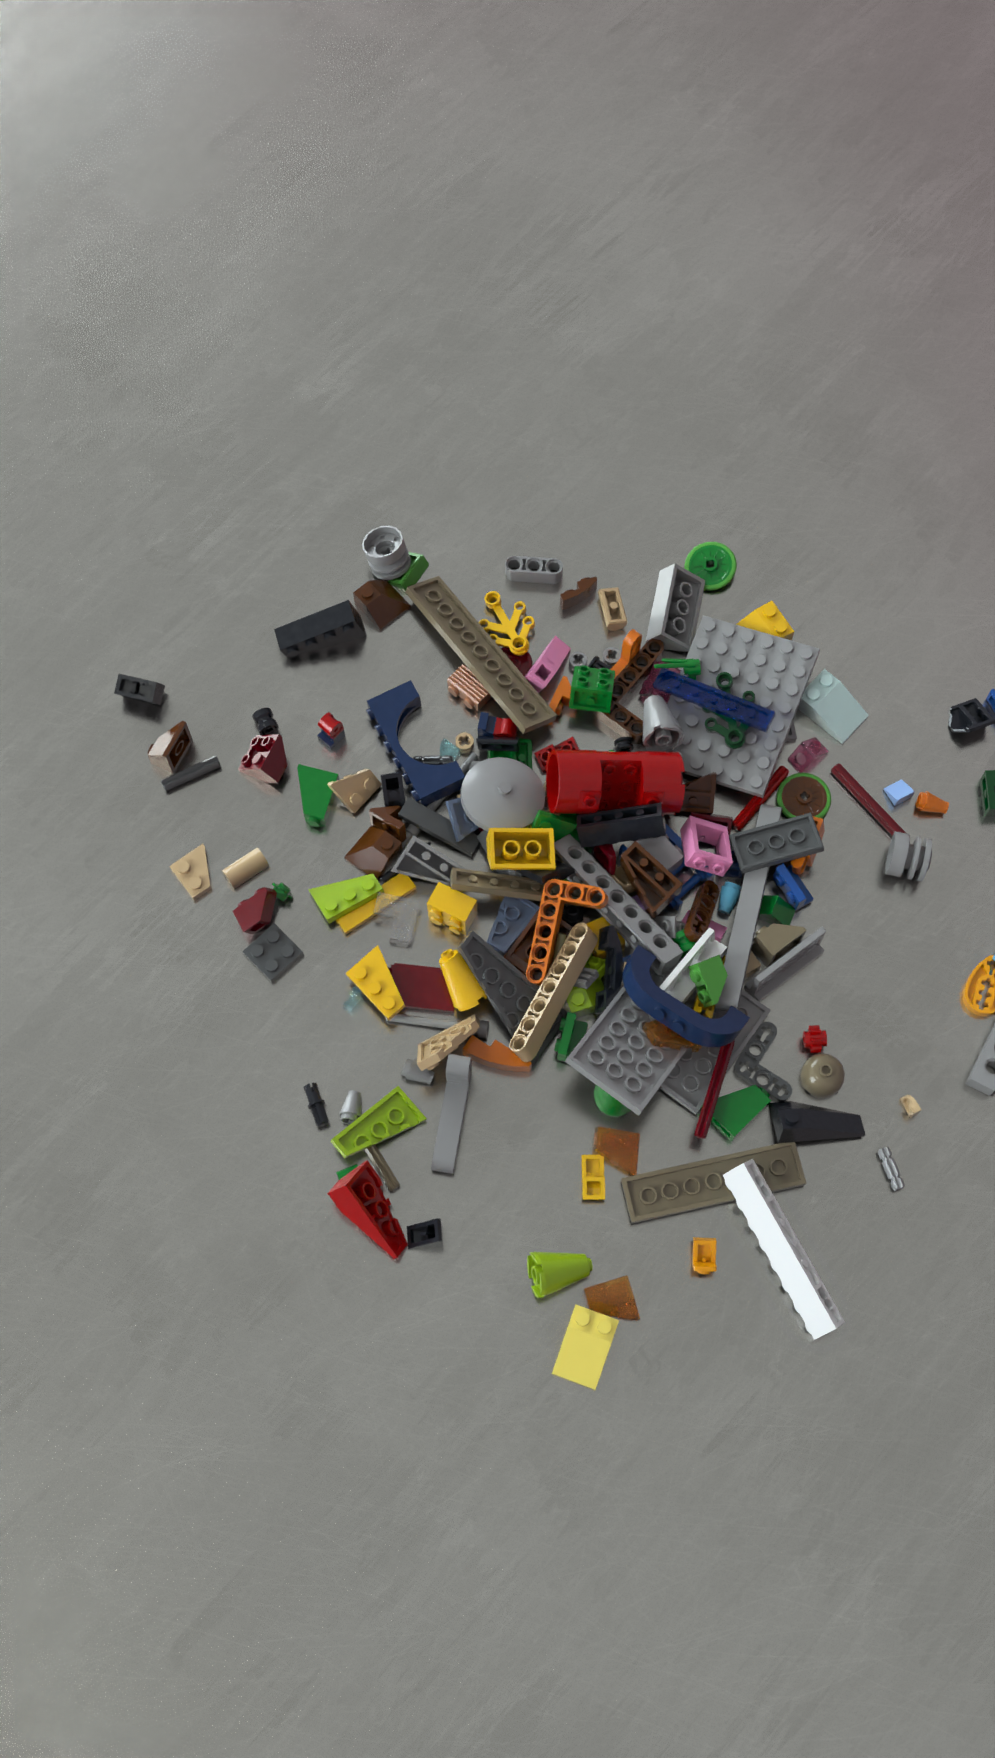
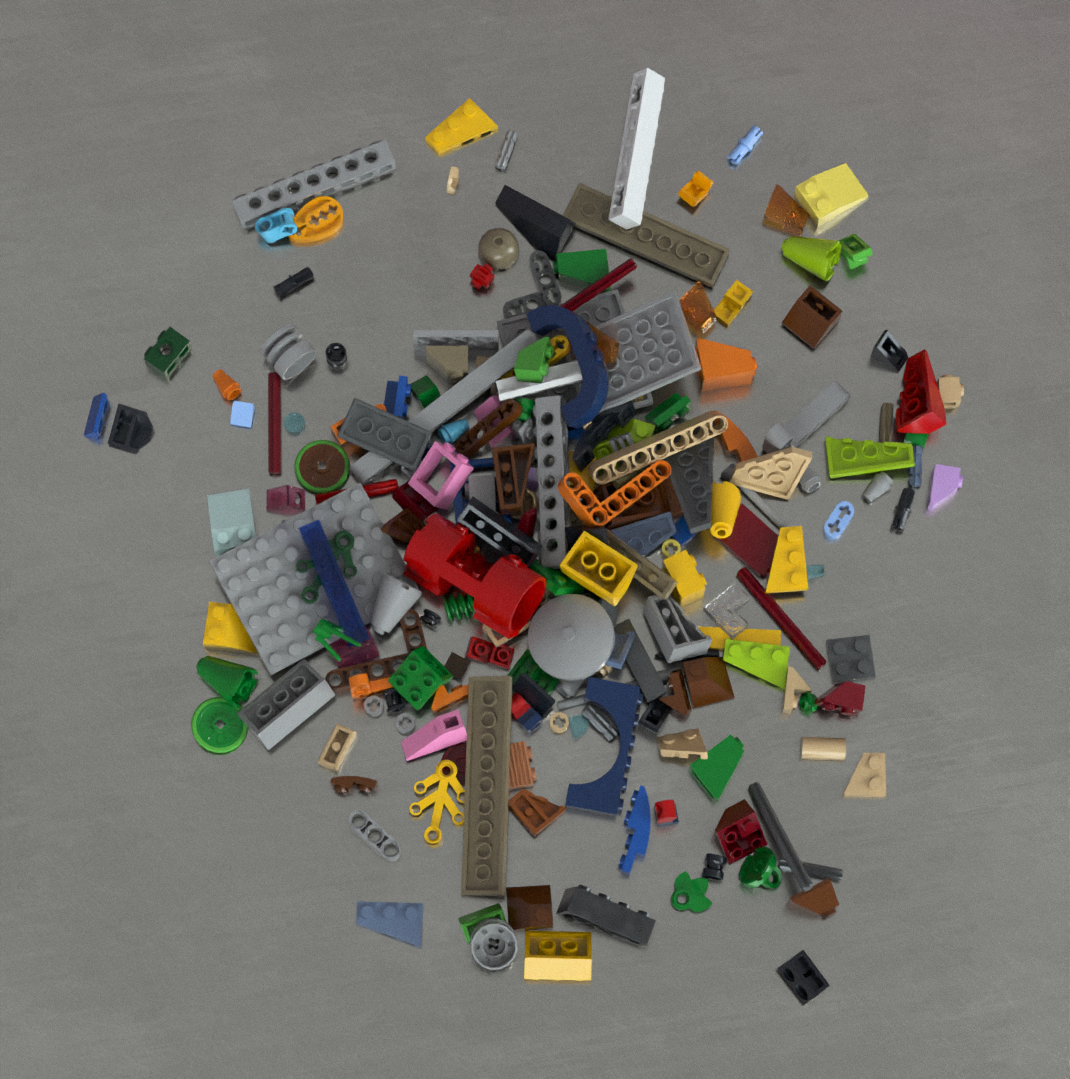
camera: 145 degrees left, 5 degrees up
(227, 768) = (781, 837): none -> dark grey axle
(229, 740) = (758, 868): none -> green tile
(269, 696) = (693, 891): none -> green plate
(296, 1150) = (944, 484): none -> lavender slope
(302, 895) = (793, 685): none -> tan slope
(331, 1151) = (916, 471): none -> sand blue axle
(334, 581) = (558, 955): none -> yellow slope
(344, 708) = (638, 822): none -> blue slope
(349, 1237) = (950, 390): none -> tan brick
(351, 943) = (781, 618): none -> dark red axle
(369, 1057) = (834, 517): none -> light blue beam
(432, 667) = (534, 811): none -> dark orange wing
(474, 529) = (393, 919): none -> sand blue wing
(482, 926) = (675, 545): none -> light yellow bush
(514, 1213) = (812, 317): none -> reddish brown slope
(525, 1306) = (855, 250): none -> bright green slope
(557, 1107) = (723, 365): none -> orange slope
(575, 727) = (457, 666): none -> dark brown tile
(695, 1334) = (745, 144): none -> light blue pin
(732, 594) = (228, 679): none -> green cone
(854, 815) = (294, 423): none -> clear light blue tile
(873, 883) = (336, 351): none -> black wheel
(946, 1160) = (460, 126): none -> yellow wing
(957, 922) = (293, 282): none -> black axle

